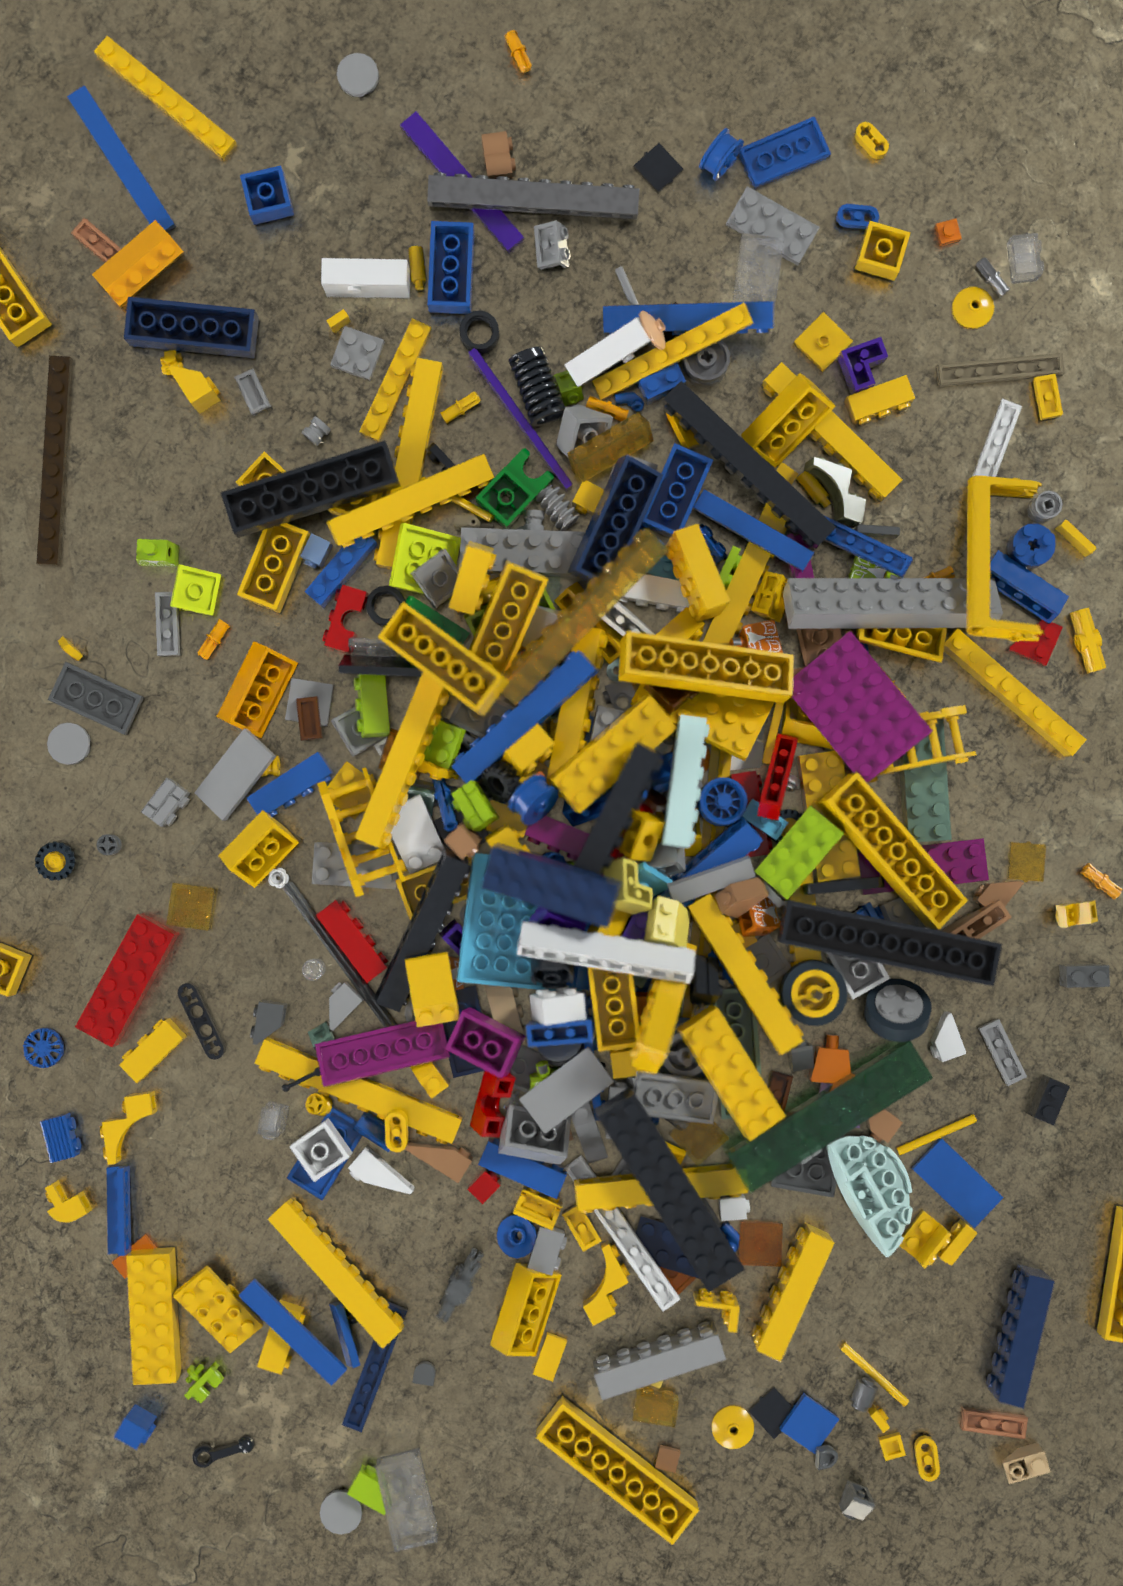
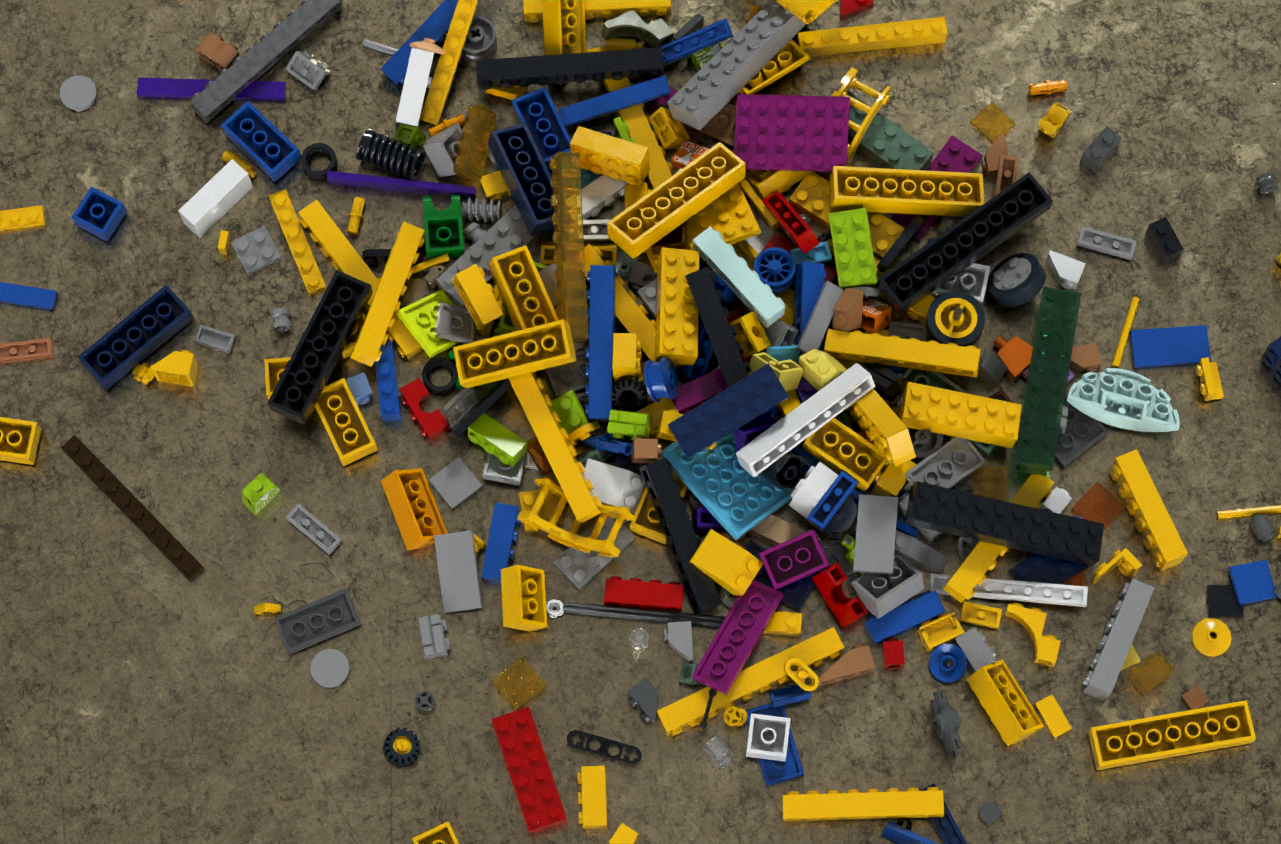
camera: 45 degrees left, 15 degrees down
(138, 263) = (60, 335): light orange slope -> none
(195, 590) = (310, 489): neon yellow plate -> none
(213, 639) = (353, 508): light orange axle -> none
(309, 718) = (467, 491): reddish brown tile -> none
(374, 1170) = (815, 719): white slope -> none
(631, 399) = (455, 106): blue arm -> none
(660, 383) = (463, 79): blue brick -> none
(925, 1238) = (1189, 397): yellow bracket -> none

